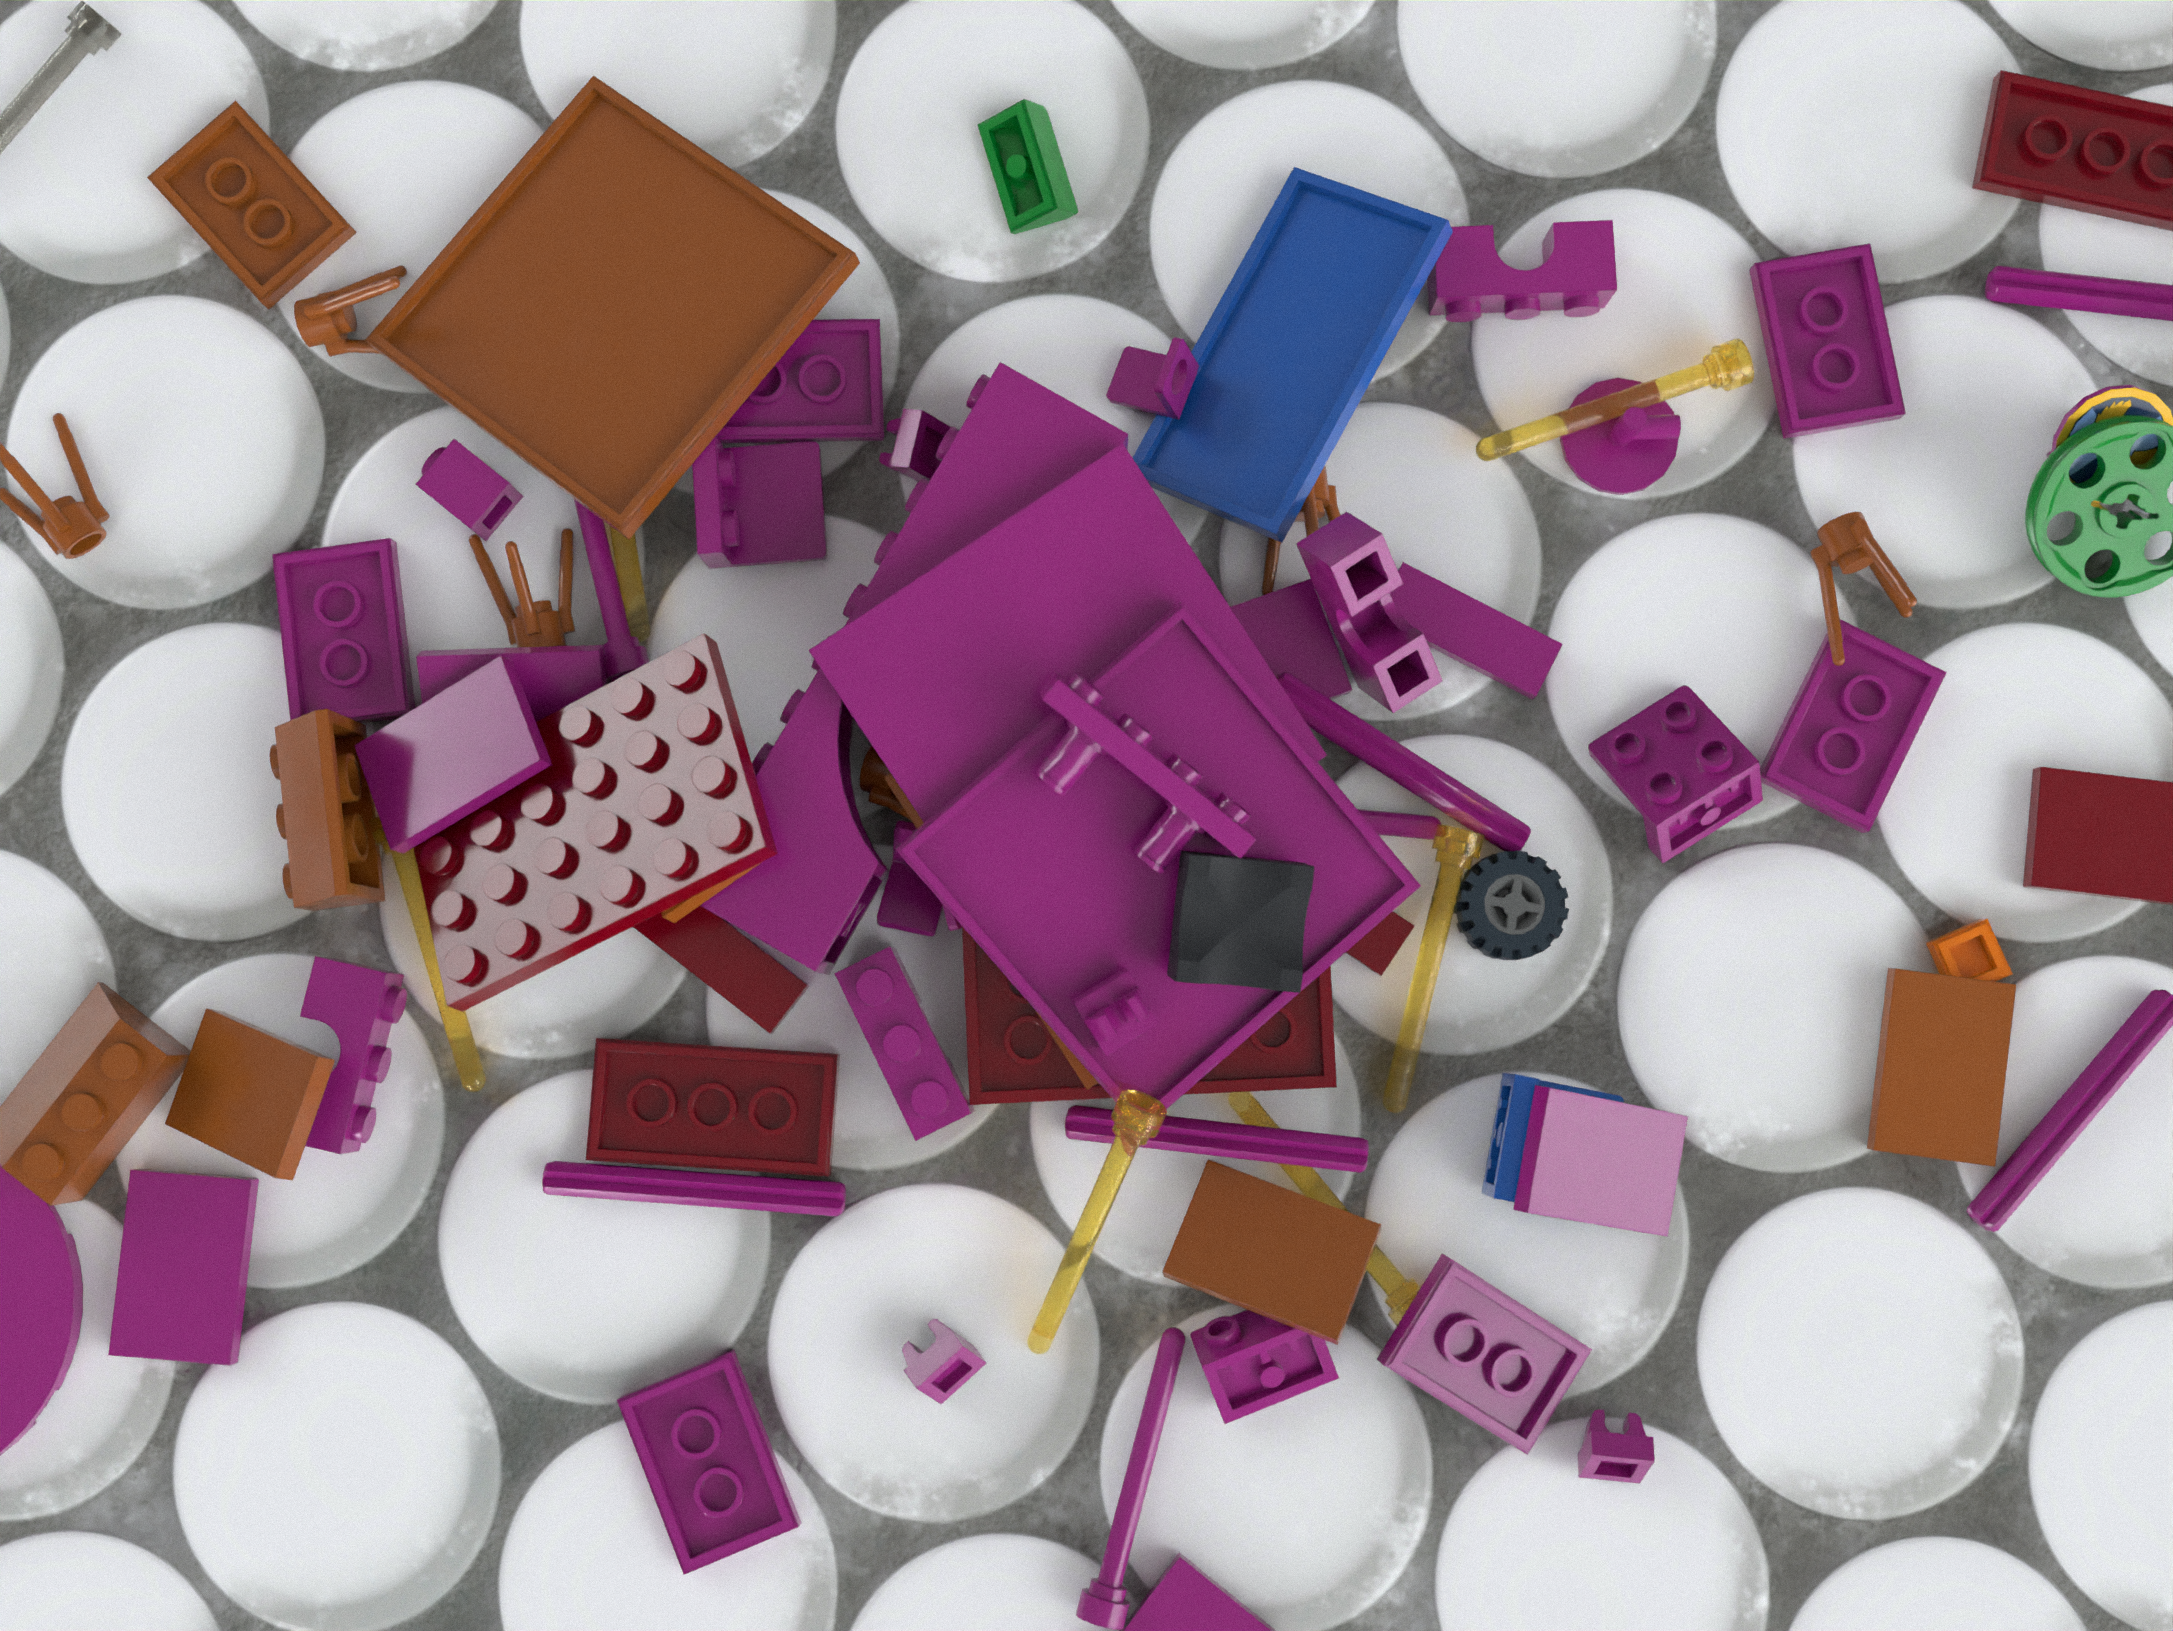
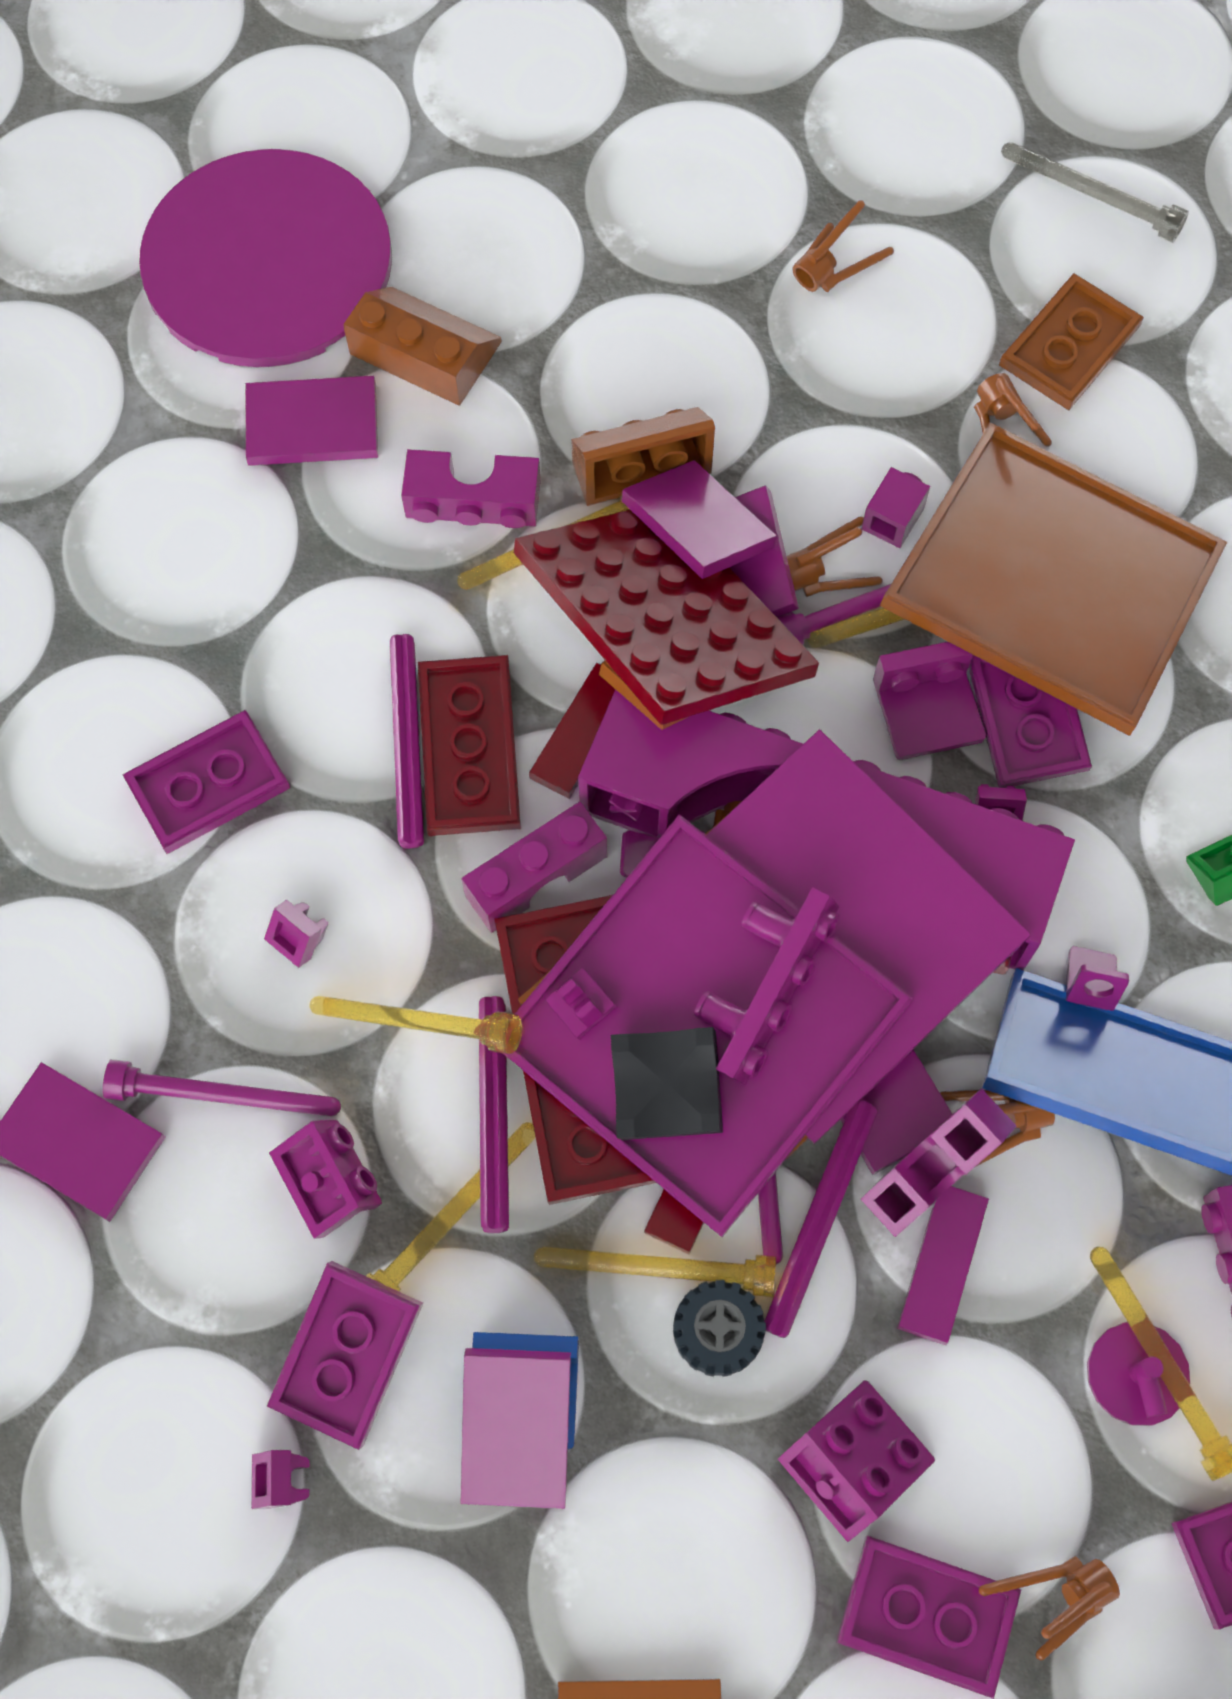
camera: 80 degrees right, 15 degrees down
(250, 1093) = (436, 433): dark orange tile -> none
(344, 631) = (778, 446): magenta tile -> none
(1272, 1251) = (409, 1167): dark orange tile -> none

